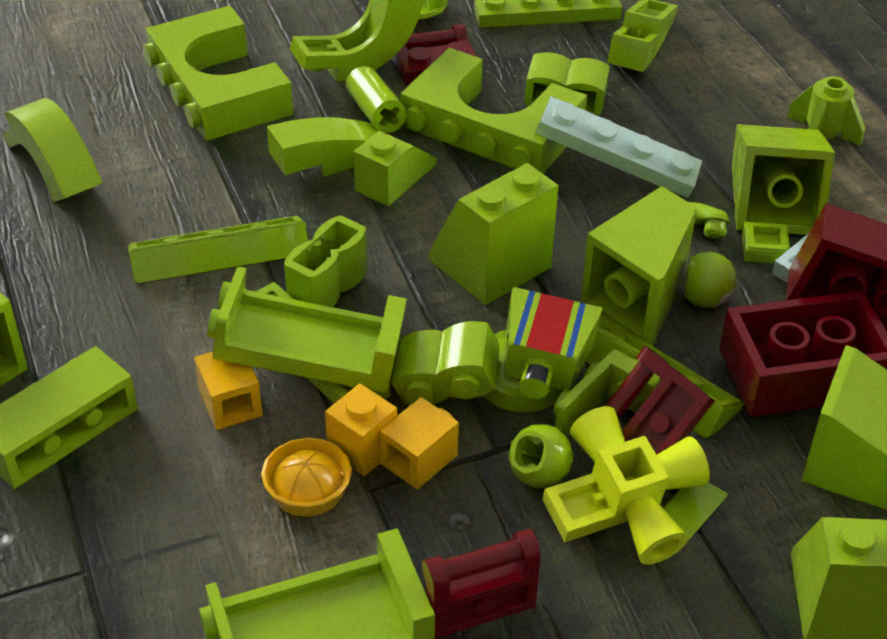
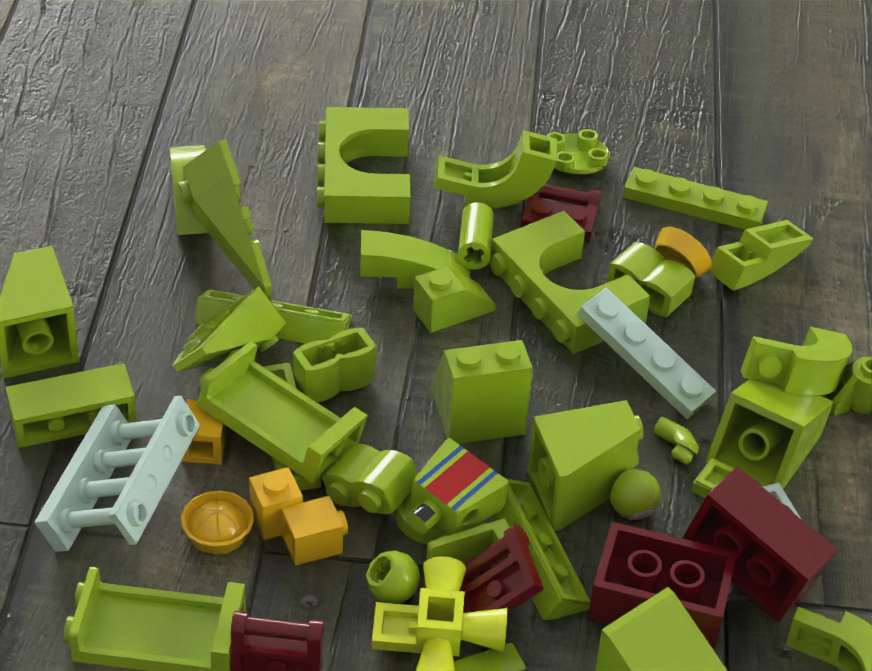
camera: 25 degrees right, 0 degrees up
(103, 144) = (214, 195): none -> lime wedge
(127, 459) = (95, 460): none -> light aqua fence
(193, 269) = (233, 327): none -> lime wedge
(583, 42) = (685, 249): none -> yellow hat
(770, 102) = (803, 369): none -> lime arch

